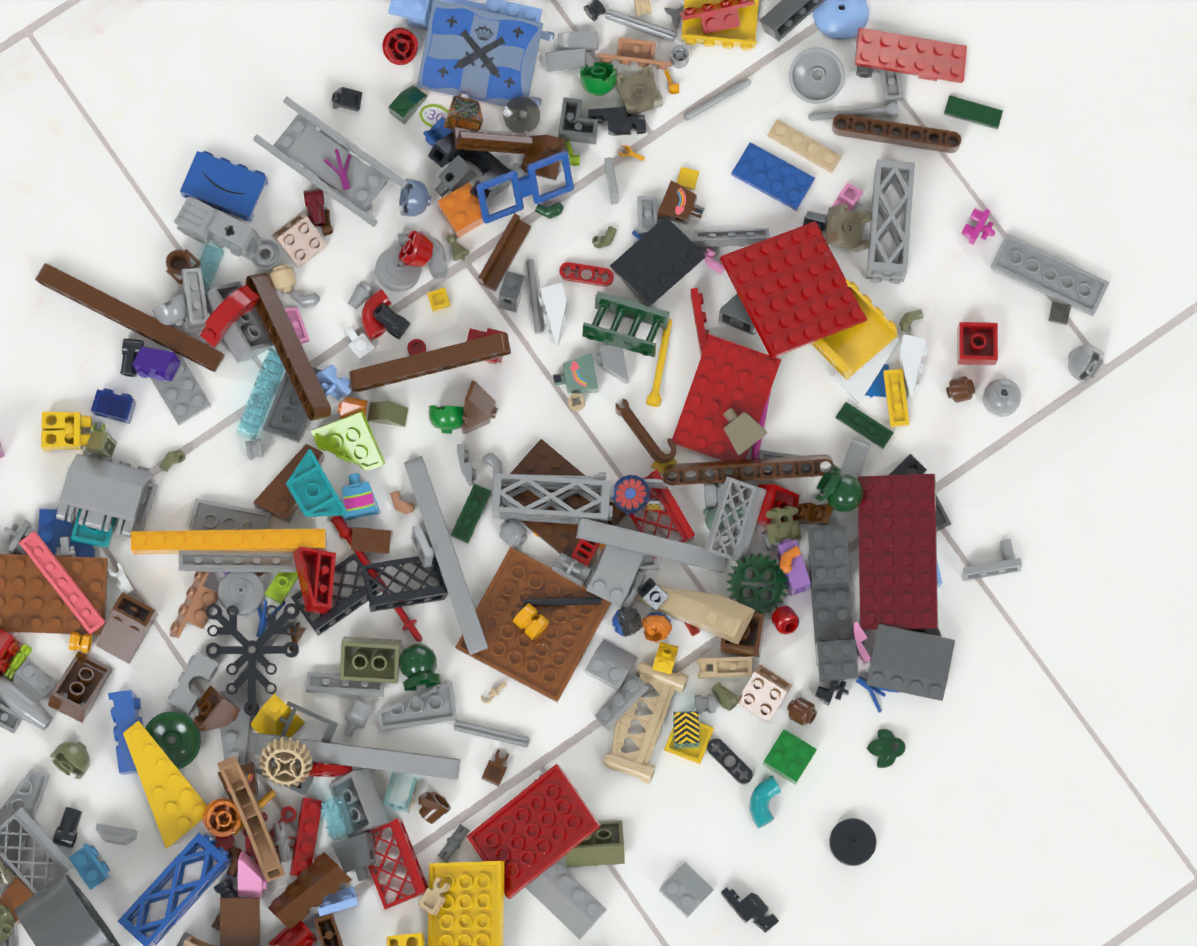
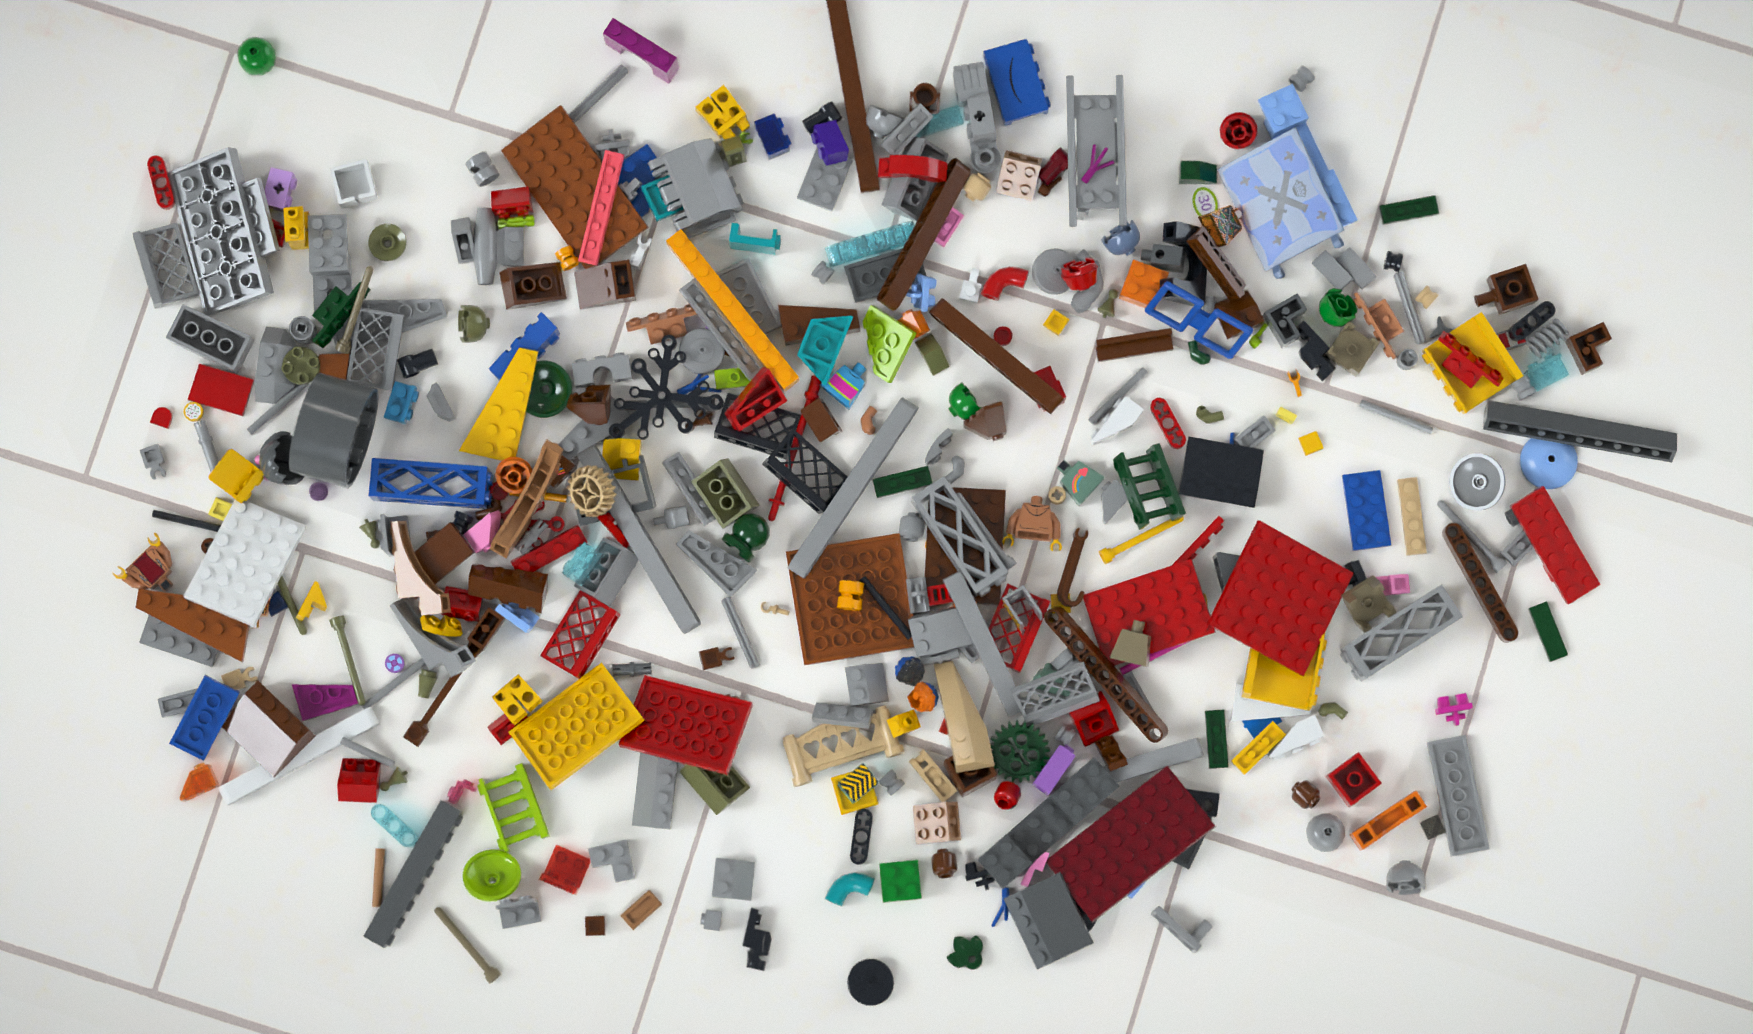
camera: 50 degrees right, 5 degrees up
(172, 458) = (766, 213): olive arm -> none
(188, 484) = (753, 244): none -> teal panel
(307, 300) = (973, 219): light grey arm -> none
(347, 99) = (1163, 122): black bracket -> none
(356, 854) = (564, 601): dark grey torso -> none
(360, 295) = (1011, 258): light grey cone -> none
(389, 791) = (633, 588): clear light blue piece -> none
(395, 323) = (1008, 298): black piece -> none
(421, 545) = (850, 458): light grey plate -> none
(433, 806) = (647, 631): reddish brown piece -> none
(433, 899) = (575, 687): tan plate -> none
(436, 132) = (1190, 215): blue bracket -> none
(511, 289) = (1107, 374): dark grey torso -> none
(513, 118) = (1250, 270): clear smoke dish -> none
(585, 435) = (1034, 523): none -> nougat torso
(611, 180) = (1256, 387): light grey tile -> none
(631, 494) = (1011, 596): tile -> none
(651, 180) = (1286, 415): none -> light yellow tile
(652, 593) = (946, 673): bracket -> none
(673, 87) = (1377, 375): light orange hand -> none
(679, 204) = (1283, 453): reddish brown torso -> none
(706, 932) = (711, 920): none -> light grey plate
(711, 262) = (1256, 513): bright pink arm -> none
(725, 697) = (909, 795): olive cone -> none
(730, 237) = (1288, 515): light grey plate -> none
(786, 559) = (1053, 759): orange arm -> none
(787, 529) = (1077, 740): olive plate -> none
(841, 491) = (1143, 761): dark green tile -> none
(1028, 341) = (1388, 820): none -> orange arch

